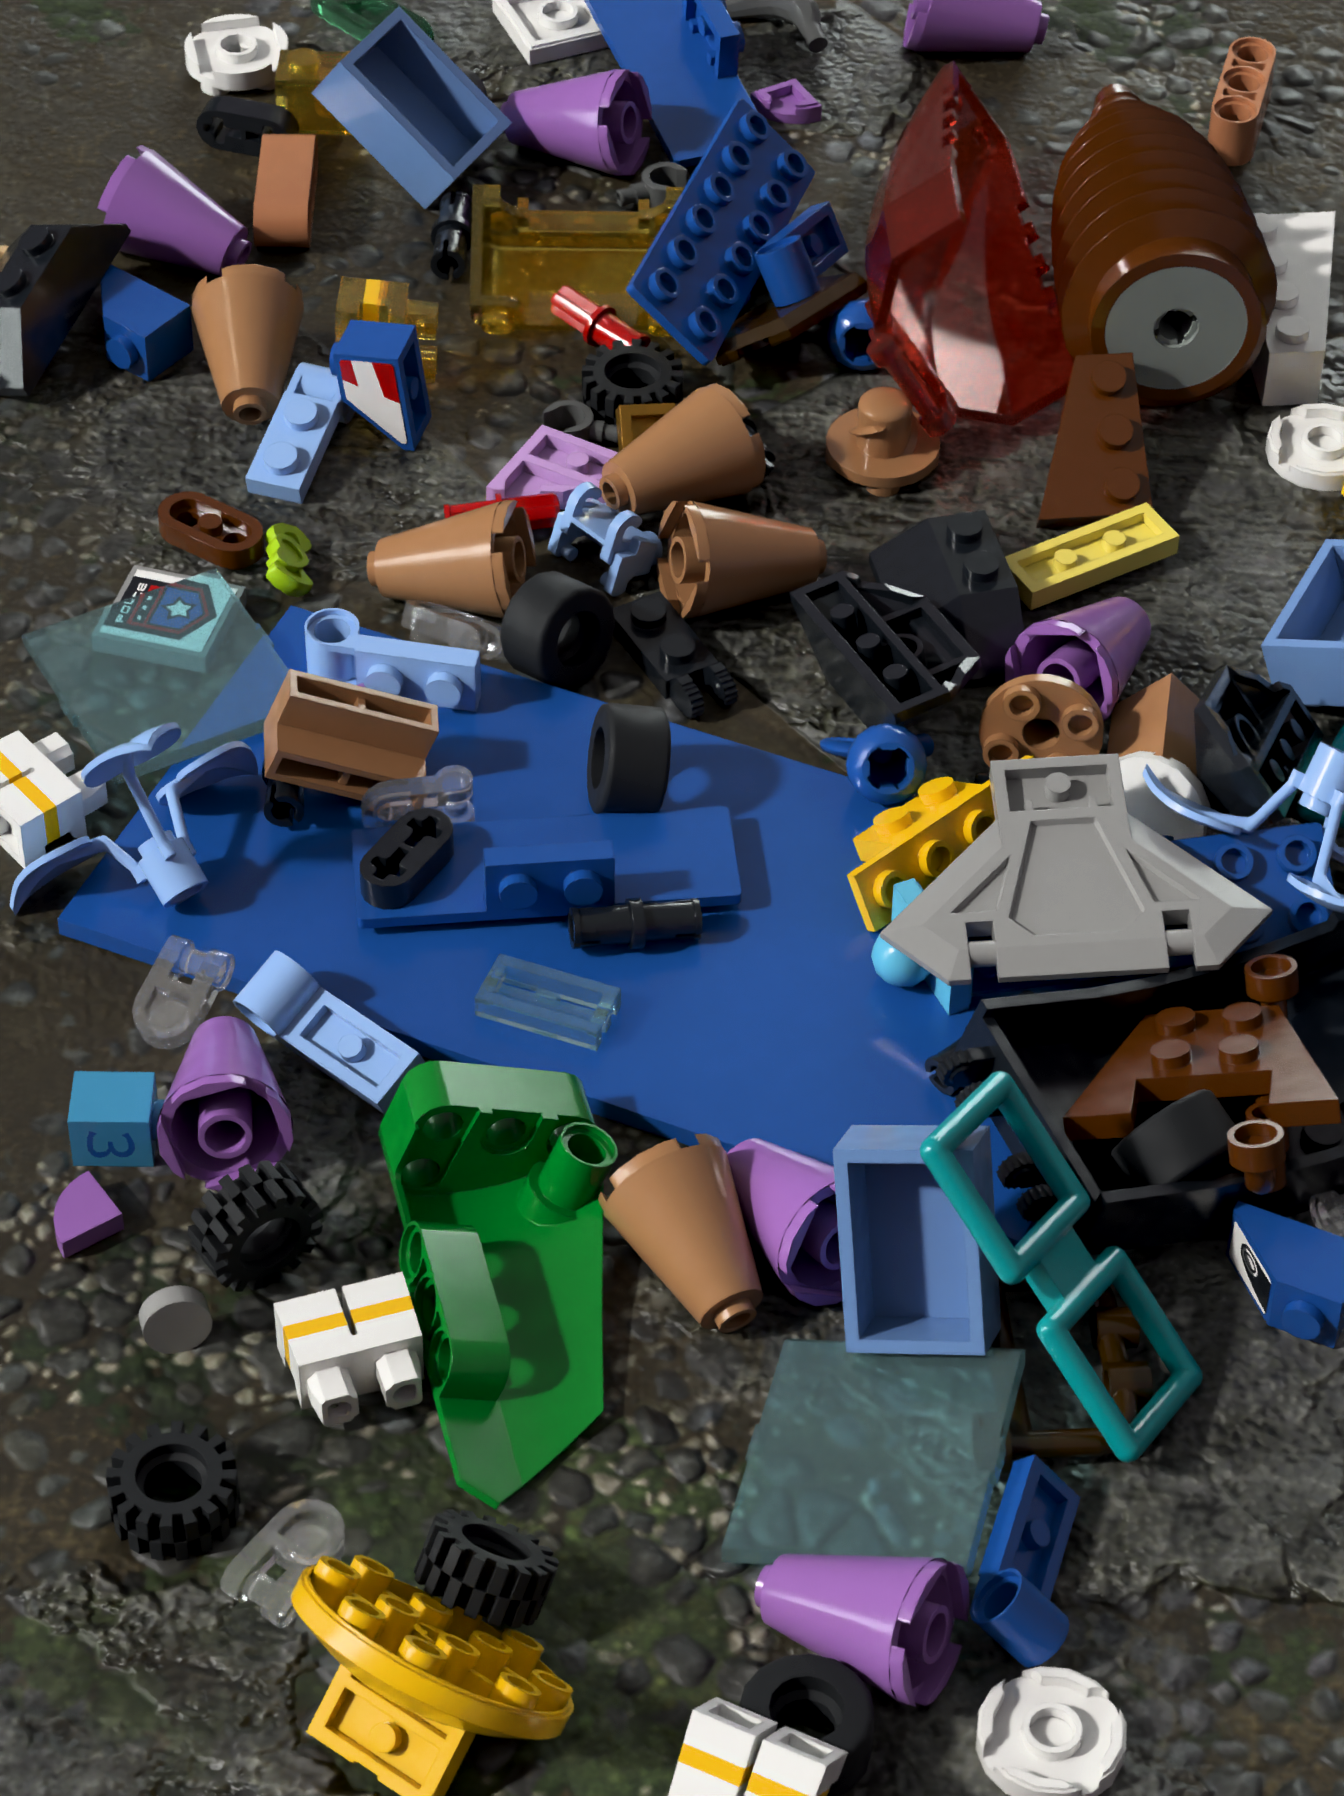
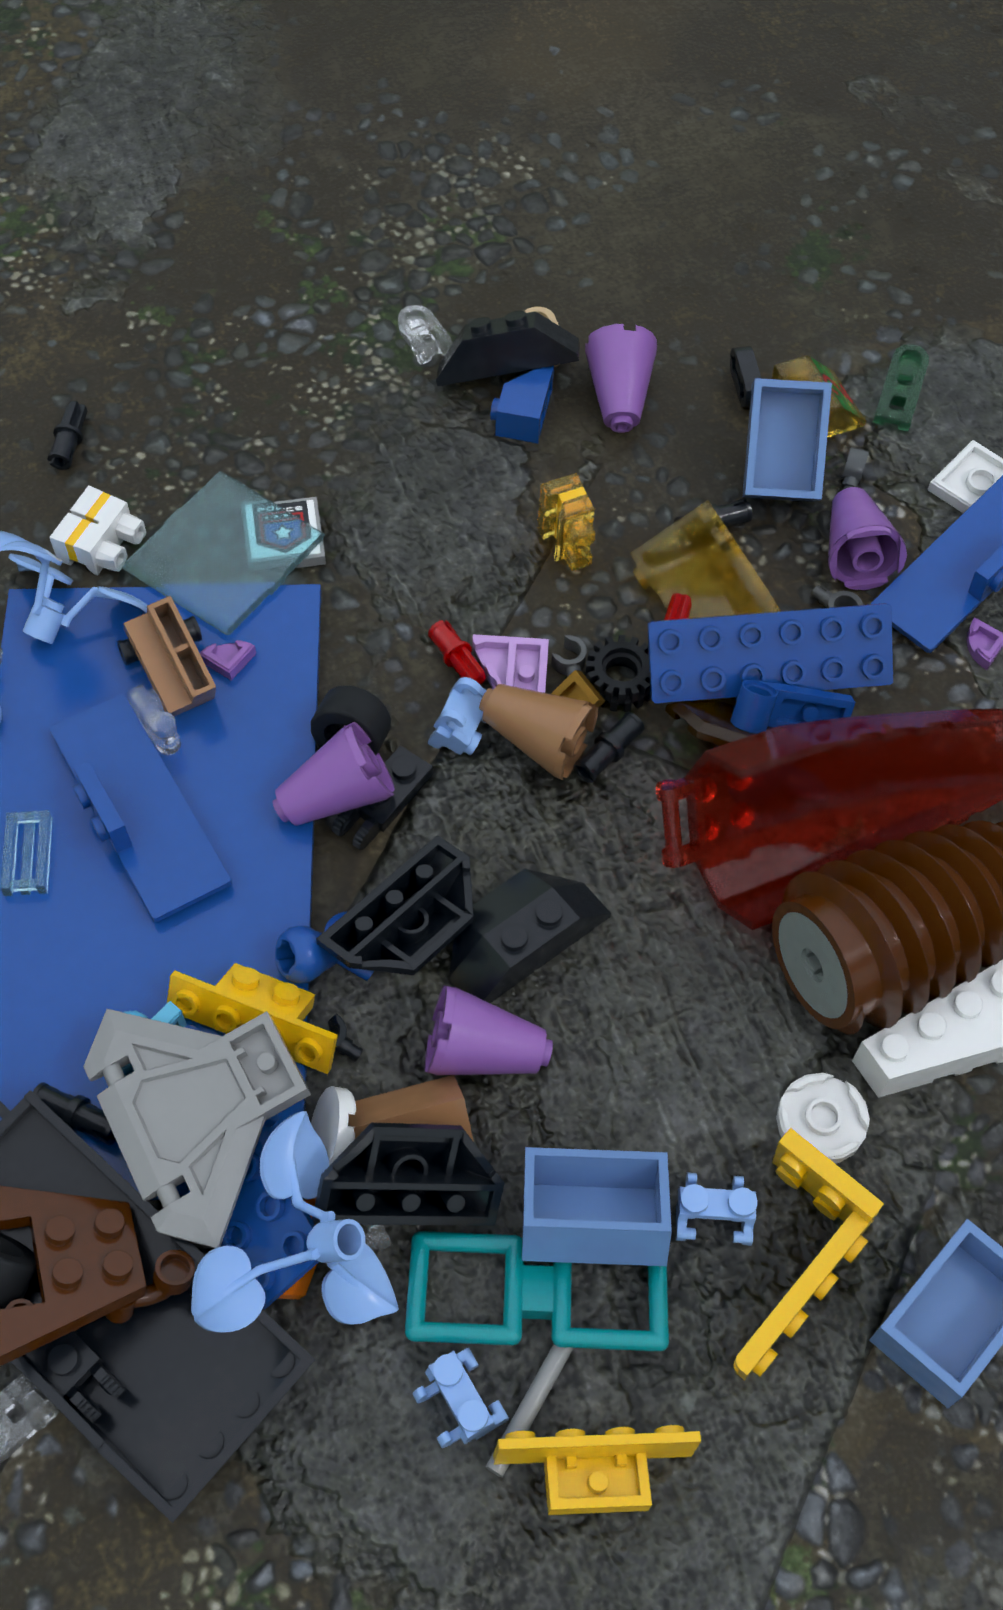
camera: 65 degrees right, 15 degrees up
(211, 530) = (364, 522): reddish brown plate -> none
(234, 54) = (831, 328): white plate -> none
(248, 337) = (525, 462): medium nougat cone -> none
(285, 190) = (697, 420): nougat beam -> none
(287, 559) = (352, 568): lime piece -> none
(298, 435) = (480, 521): light blue plate -> none
(383, 378) = (524, 540): blue slope -> none
(394, 666) = (262, 652): light blue plate -> none
(416, 864) = (98, 729): black beam -> none
(441, 624) = (335, 659): clear plate -> none
(458, 562) = (389, 655): medium nougat cone -> none
(628, 759) = (229, 807): black tyre -> none
(635, 923) = (104, 871): black pin -> none
(654, 634) = (335, 779): none -> medium lavender cone
(732, 558) = (469, 793): medium nougat cone -> none
(881, 443) = (638, 837): medium nougat plate -> none
(1040, 719) = (391, 1034): medium nougat plate -> none
(1091, 555) = (604, 1004): light yellow plate -> none
(1098, 446) = (706, 966): reddish brown wing -> none

